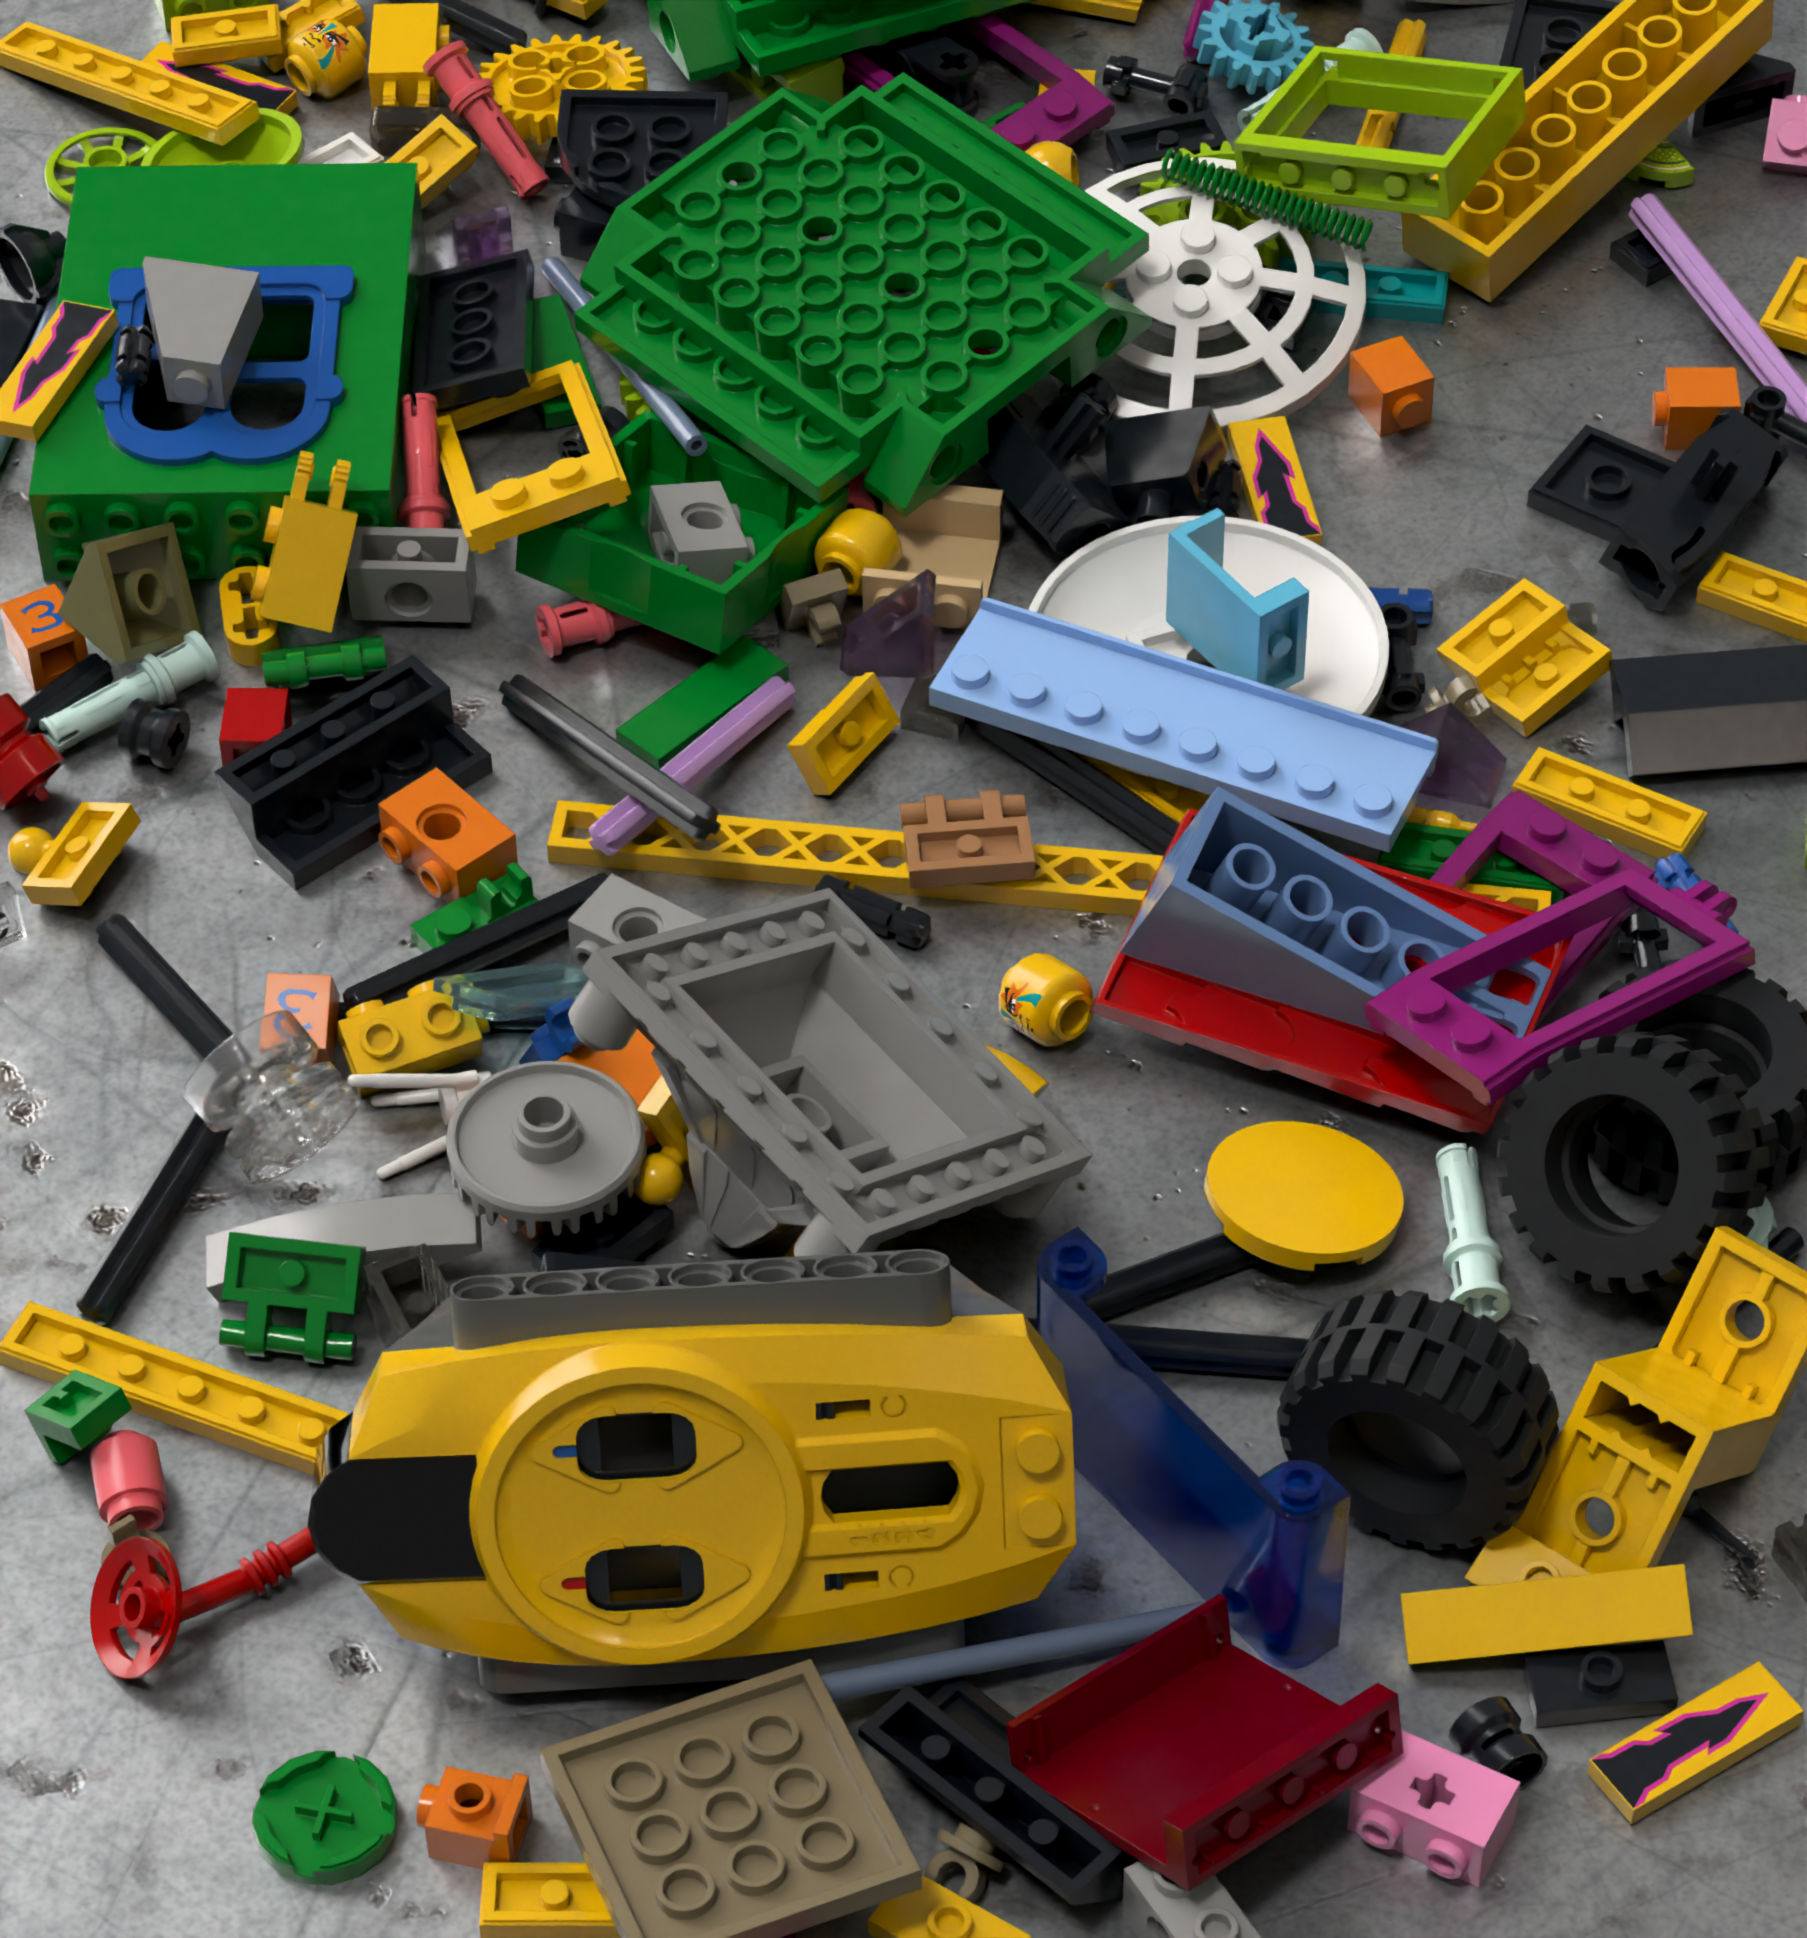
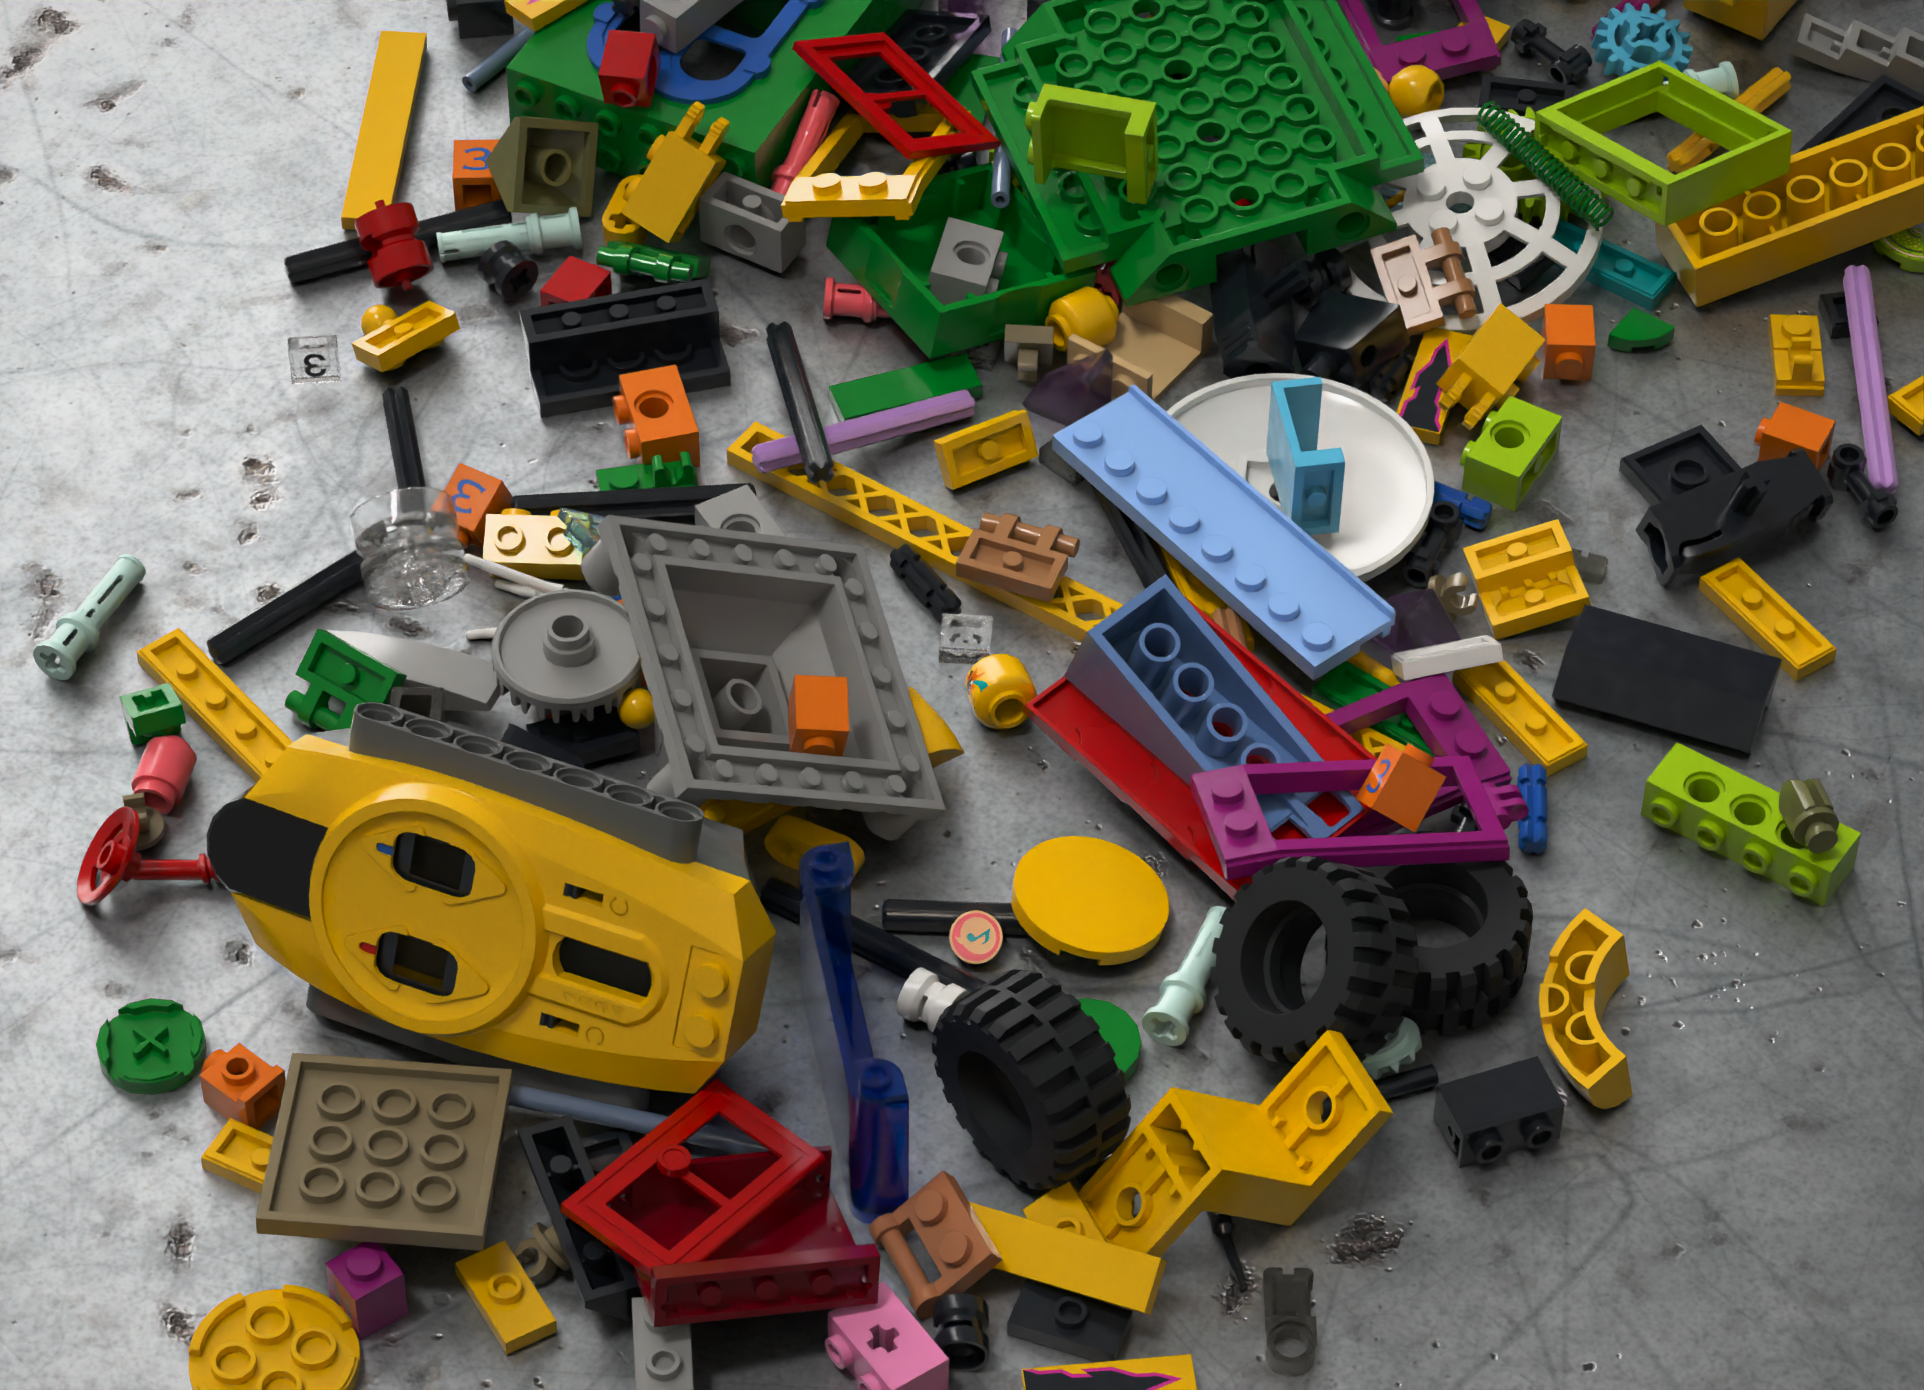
camera: 25 degrees right, 0 degrees up
(192, 442) = (629, 68): none -> red brick
(400, 344) = (875, 107): none -> red door
(798, 330) = (1094, 136): none -> lime panel
(918, 1100) = (818, 715): none -> orange brick
(958, 957) = (965, 638): none -> clear tile
(984, 1257) = (794, 836): none -> yellow beam
(1048, 1677) = (664, 1149): none -> red door
(1188, 378) = (1407, 282): none -> plate
(1205, 1288) = (976, 937): none -> light nougat tile
(1226, 1381) = (926, 997): none -> white wheel
(1332, 440) = (1490, 364): none -> yellow hinge
(1414, 526) = (1510, 452): none -> lime brick
(1415, 1638) = (950, 1235): none -> nougat plate
(1453, 348) = (1640, 330): none -> green tile
(1508, 773) = (1446, 657): none -> white tile
(1595, 926) = (1402, 785): none -> orange brick
(1627, 316) = (1796, 355): none -> yellow plate

